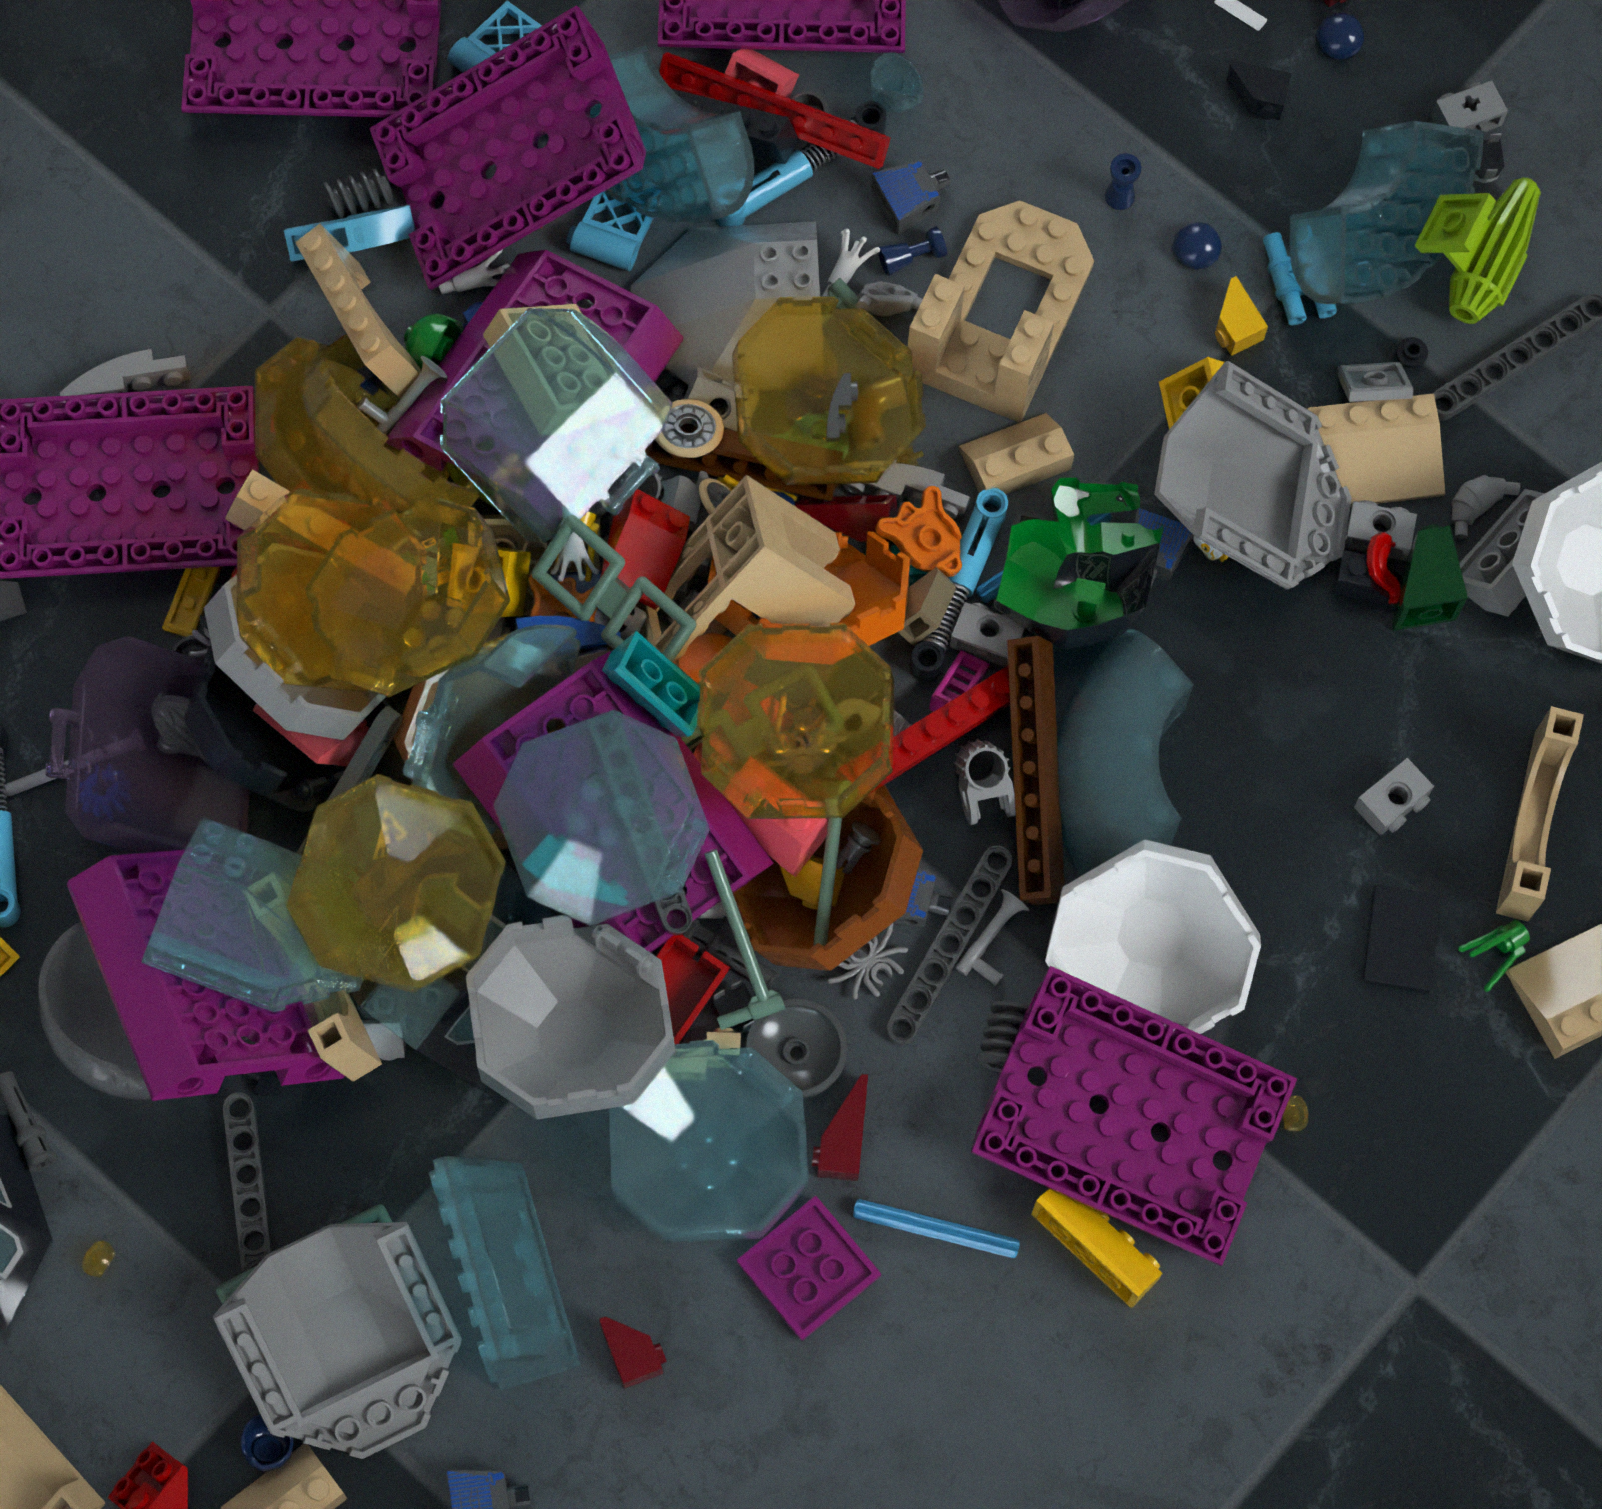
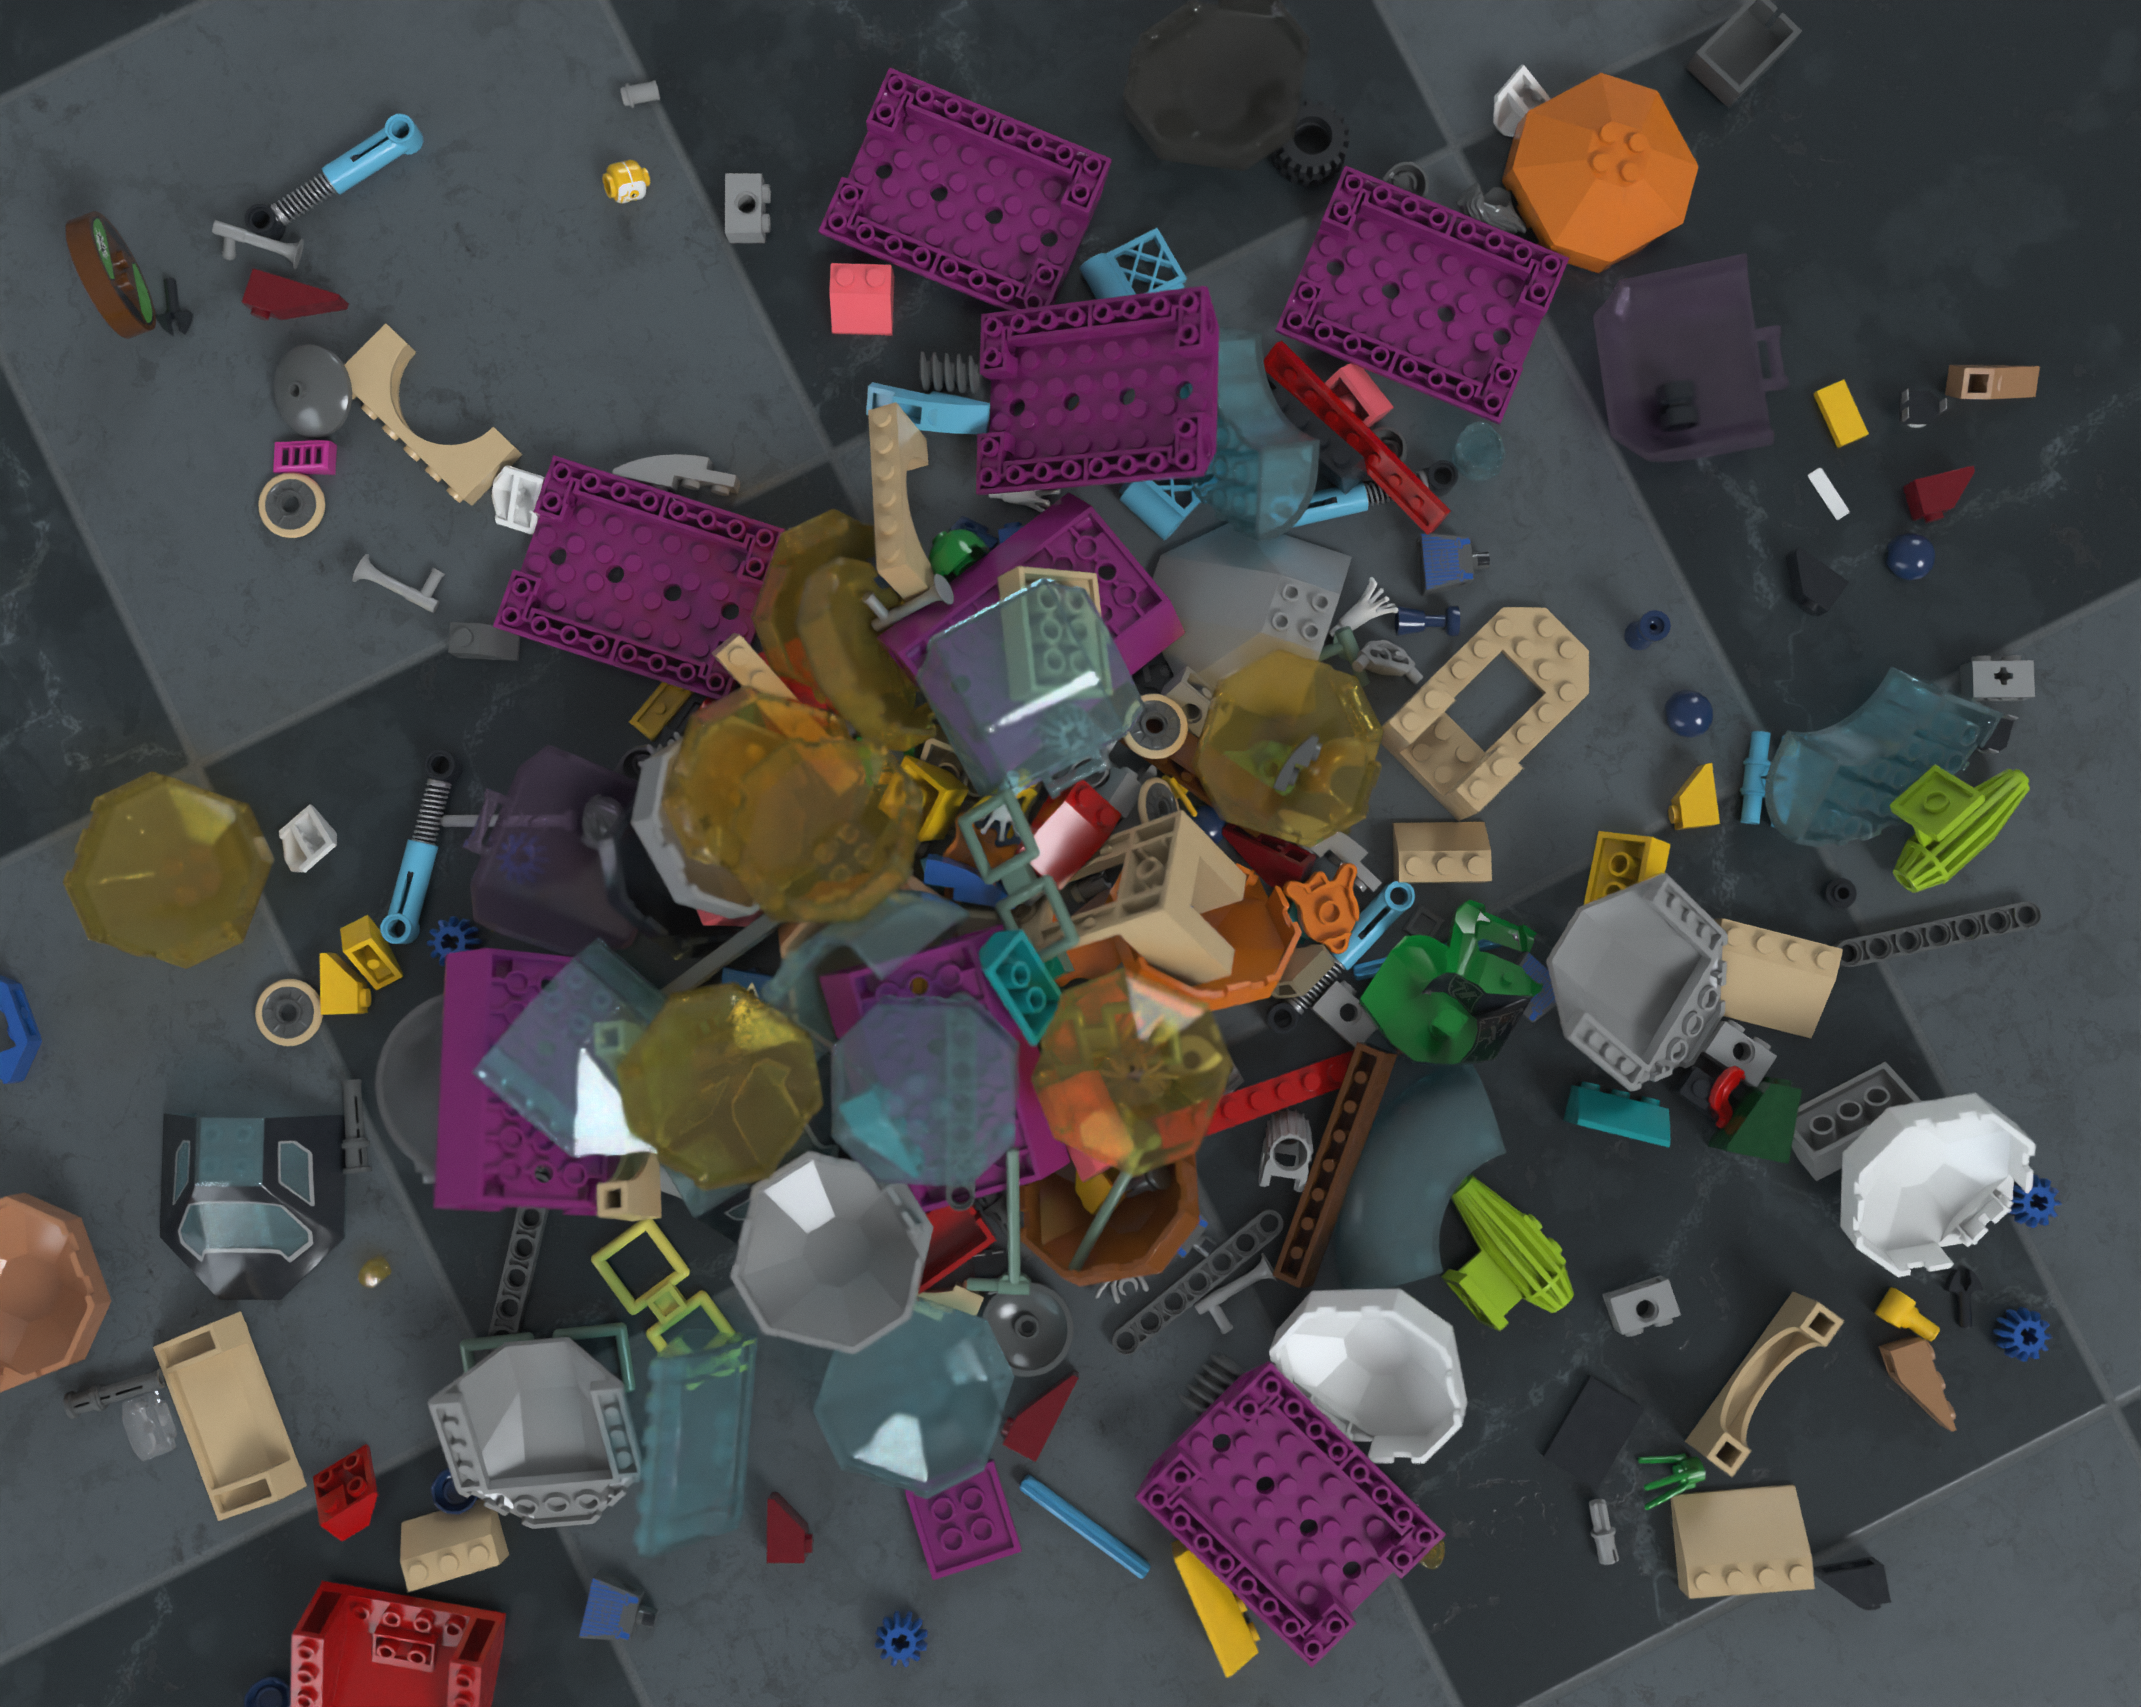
camera: 25 degrees right, 15 degrees up
(49, 906) = (450, 929): none -> blue gear
(106, 134) = (740, 191): none -> light grey brick
(246, 158) = (861, 299): none -> coral slope
(410, 1170) = (664, 1297): none -> light yellow bar
(804, 1419) = (911, 1645): none -> blue gear
(943, 695) = (1321, 1030): dark pink slope -> none
(1248, 799) = (1512, 1259): none -> lime piece
(1291, 628) = (1618, 1114): none -> teal slope
(1375, 381) = (1794, 913): light grey tile -> none
(1454, 1028) = (1603, 1532): none -> light grey axle
(1476, 498) = (1837, 1054): light grey piece -> none

